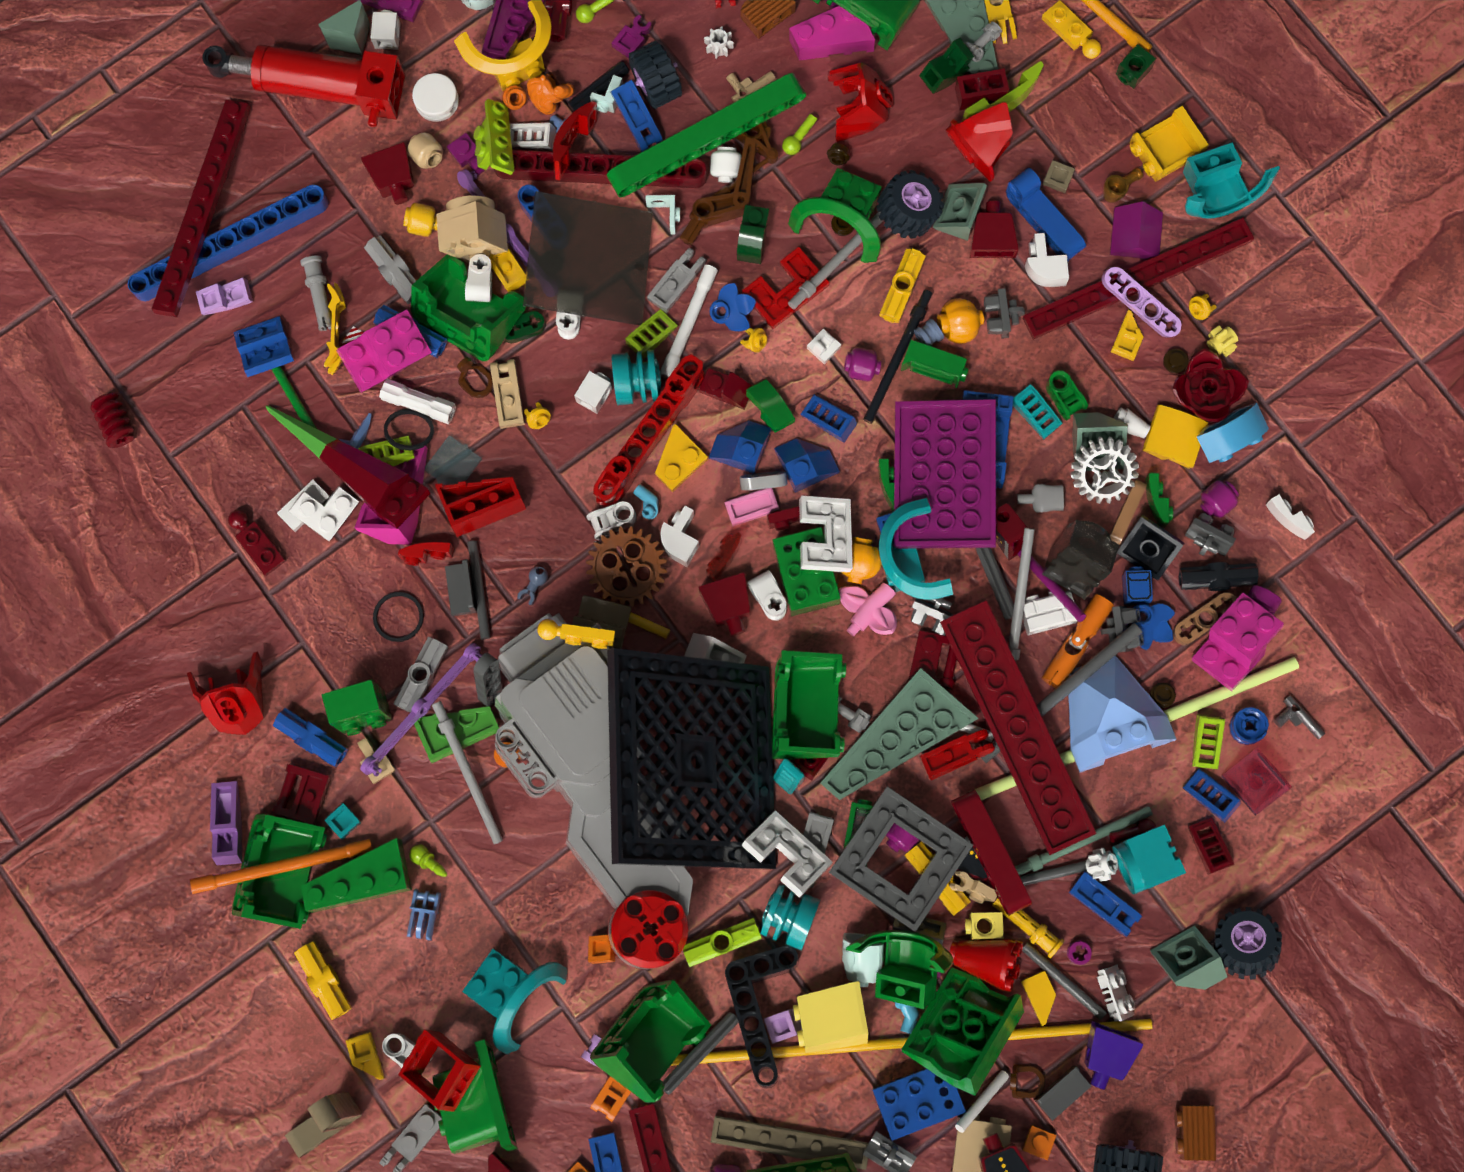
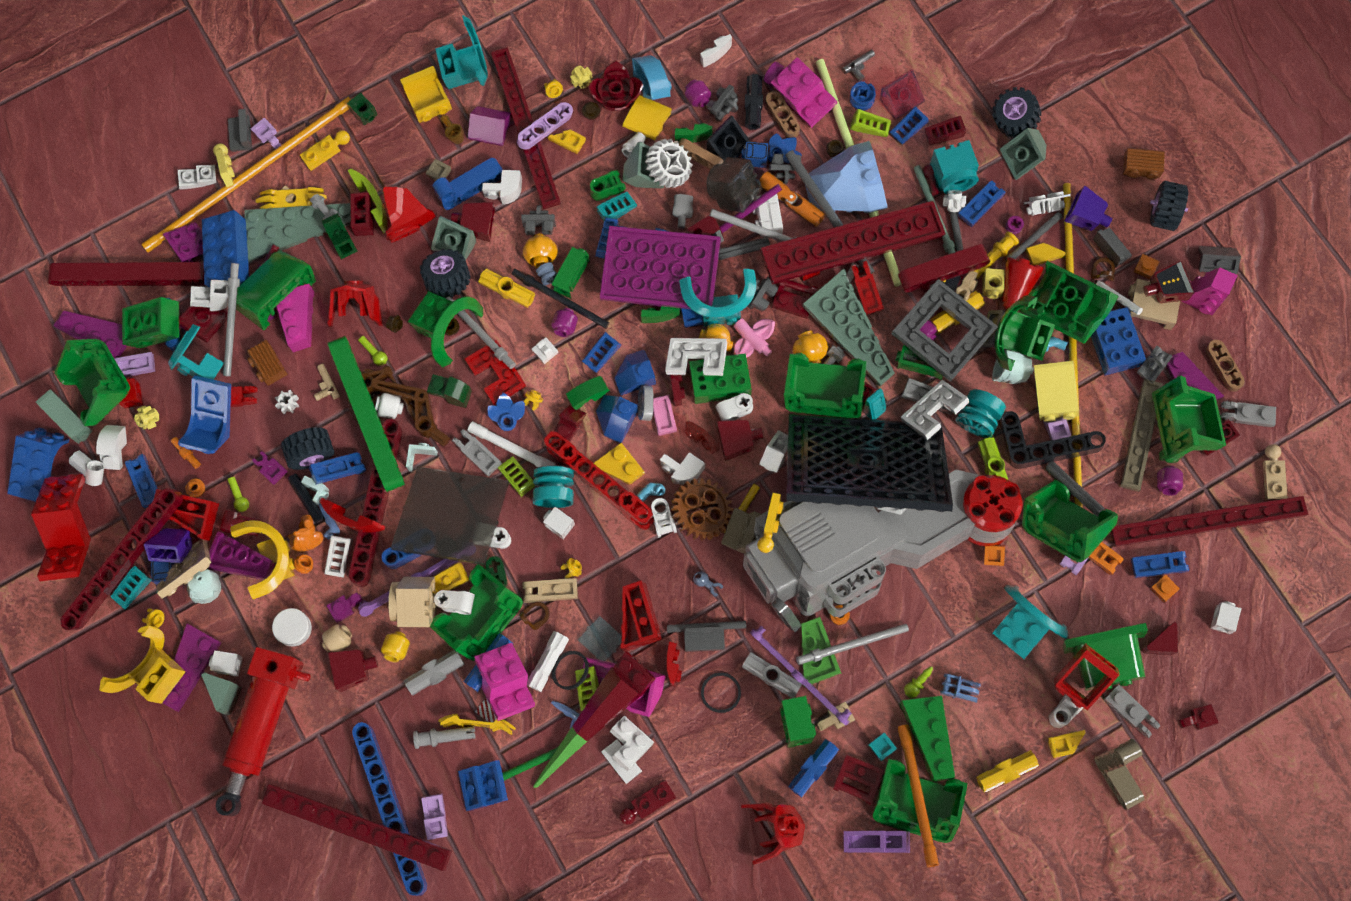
camera: 85 degrees left, 5 degrees down
(494, 139) = (339, 581): lime bracket -> none
(862, 685) = (811, 345): none -> light orange plant

